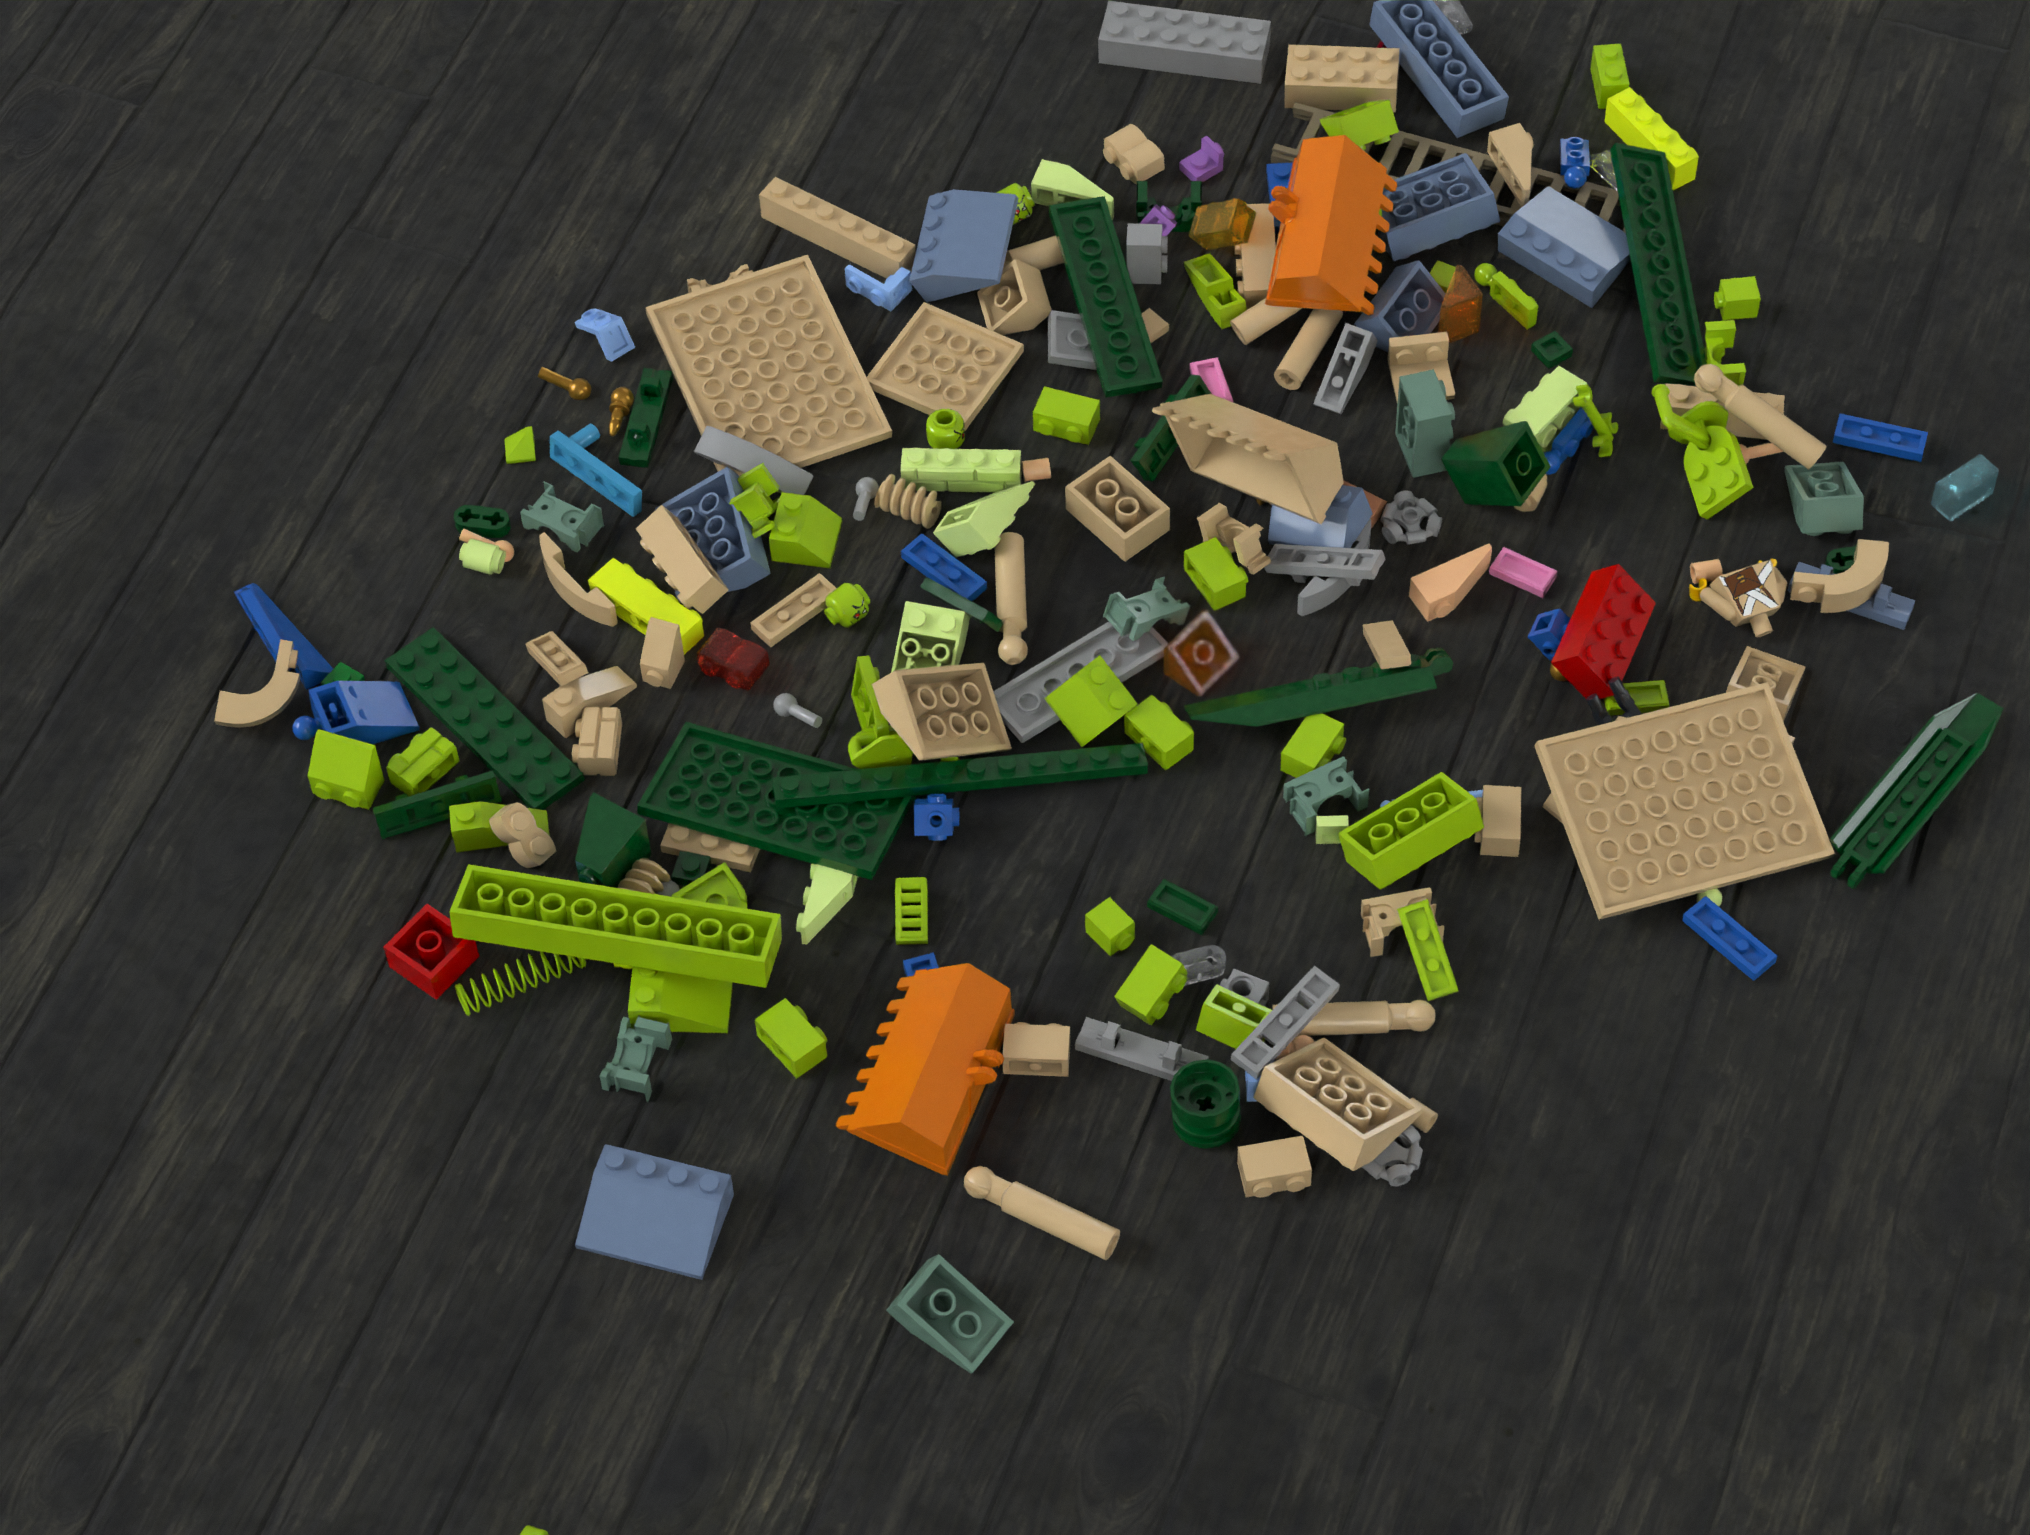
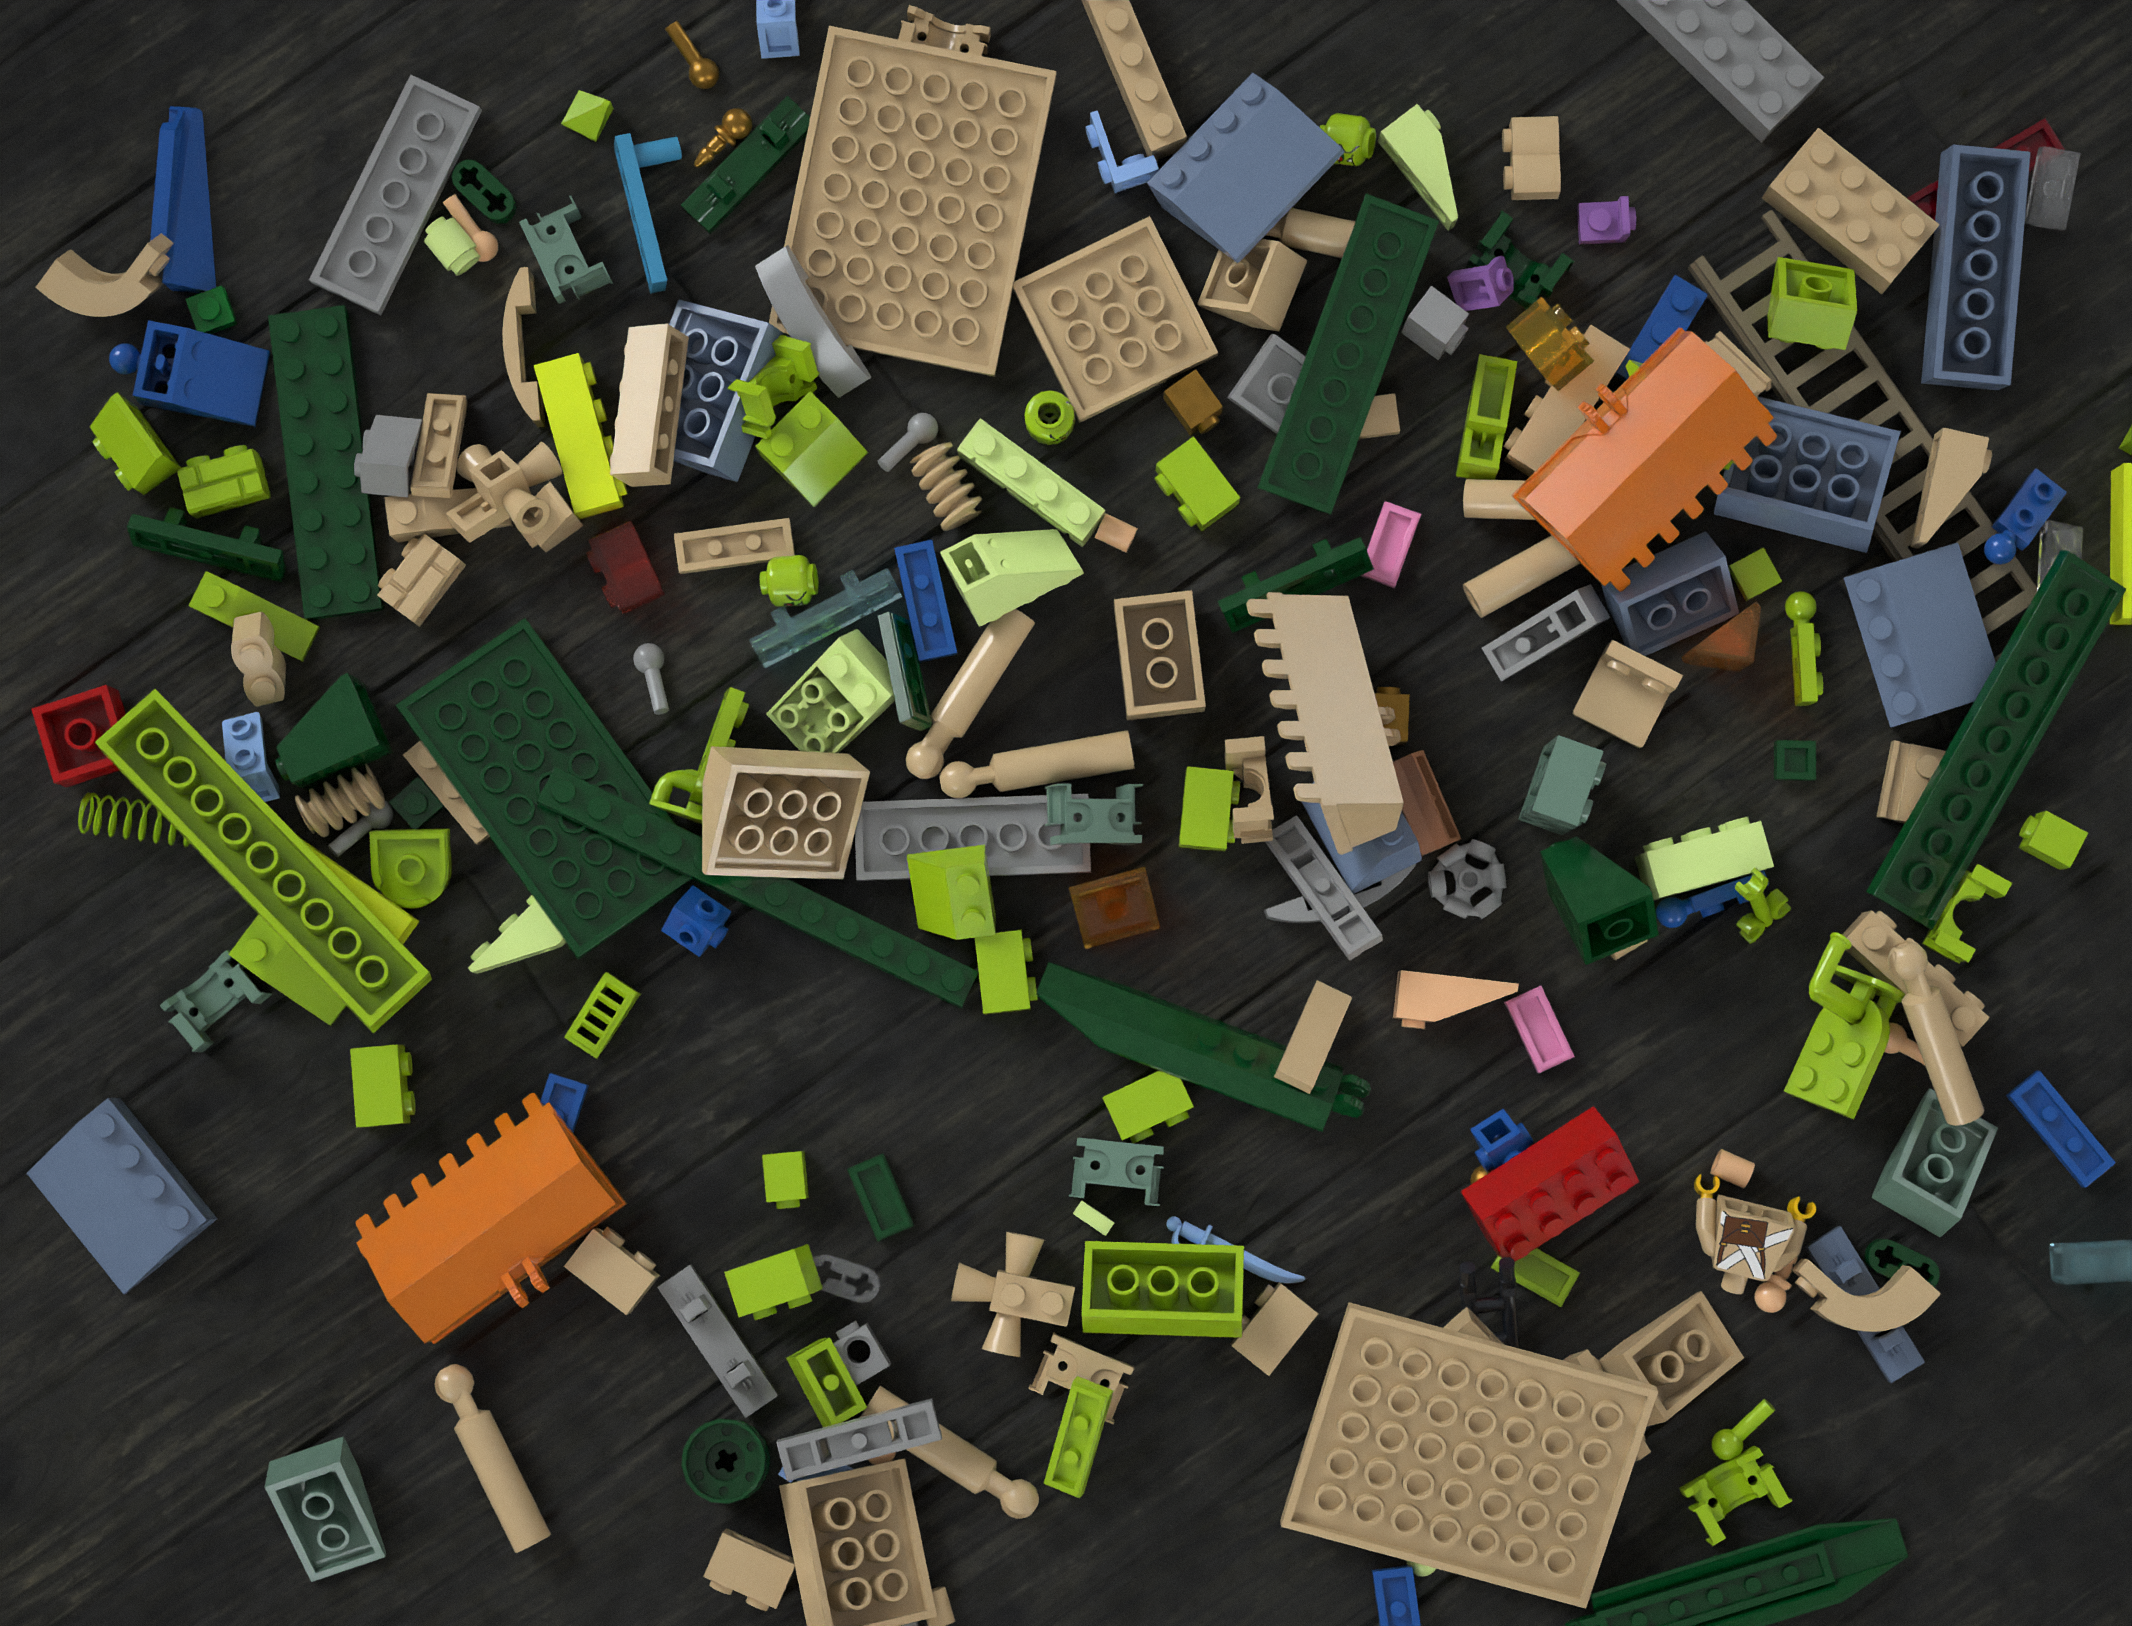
camera: 35 degrees right, 30 degrees up
(424, 553) = (395, 195): none -> light grey plate
(528, 677) = (388, 456): none -> light grey brick
(619, 649) = (503, 490): none -> tan brick
(886, 611) = (826, 617): none -> clear light blue hinge
(1028, 377) = (1193, 403): none -> pearl gold brick
(1090, 609) = (1042, 765): none -> tan piece
(1317, 897) = (1014, 1294): none -> tan brick
(1626, 324) = (1905, 779): none -> tan plate
(1789, 617) = (1771, 1295): none -> light nougat bar
(1839, 718) = (1729, 1442): none -> lime bar
(1865, 734) = (1730, 1488): none -> lime piece

